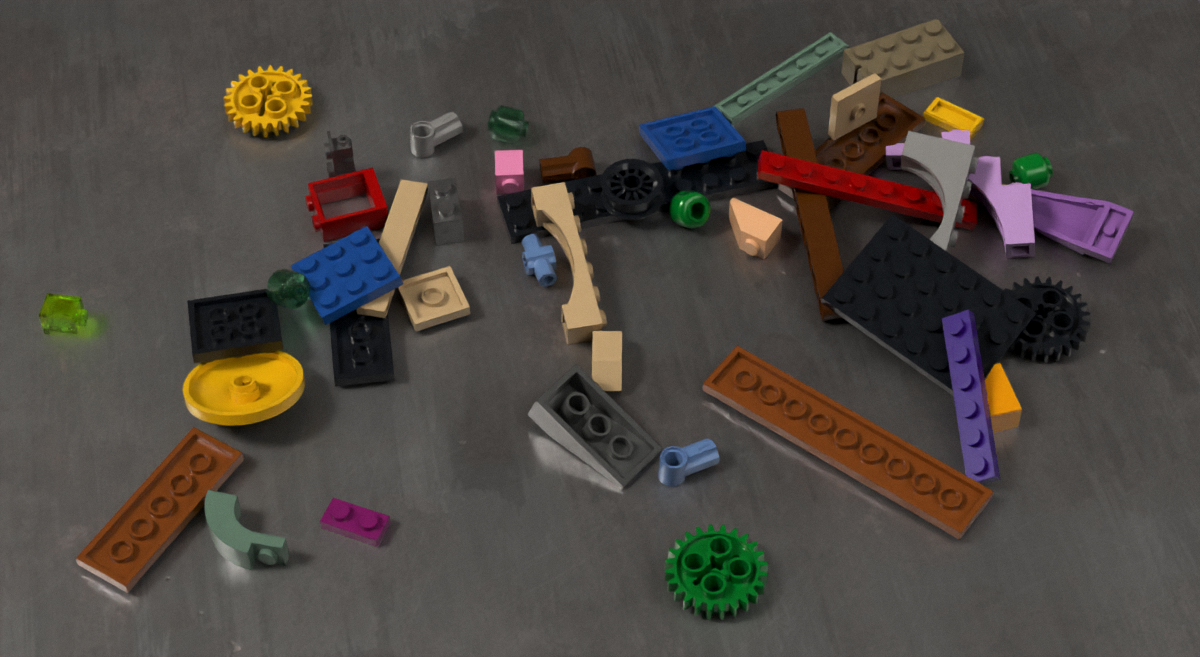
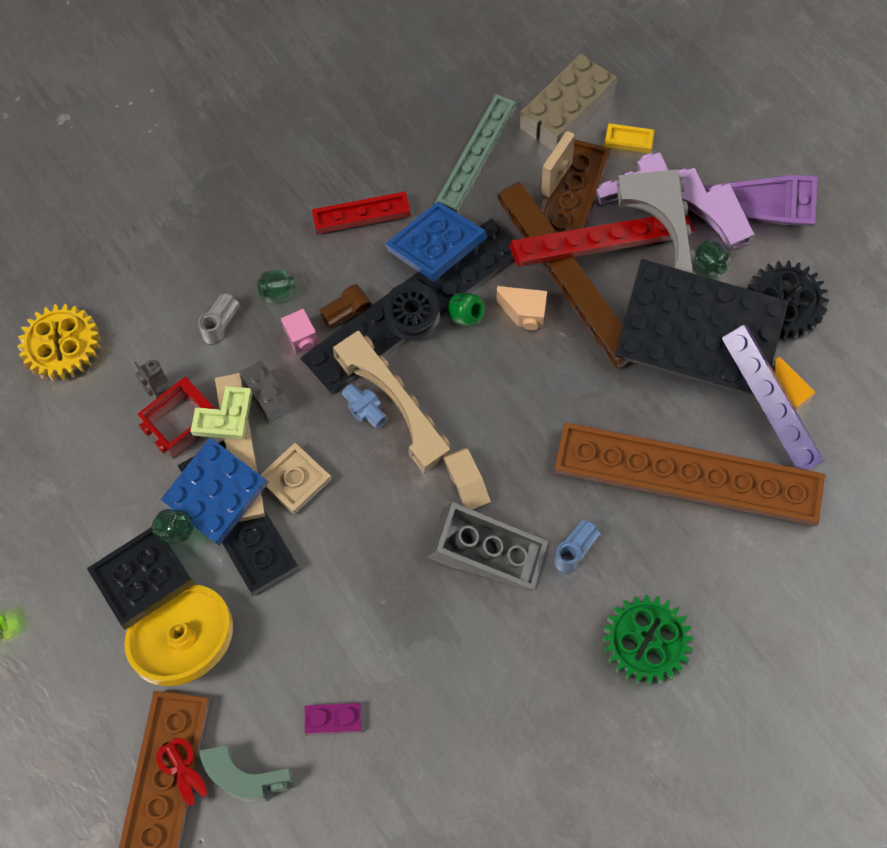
camera: 20 degrees left, 15 degrees up
(183, 500) = (184, 773): none -> red piece
(394, 217) = (229, 421): none -> yellowish green plate
(630, 90) = (361, 212): none -> red plate
(980, 251) = (712, 258): none -> clear green head
(1031, 169) = (716, 167): green head -> none

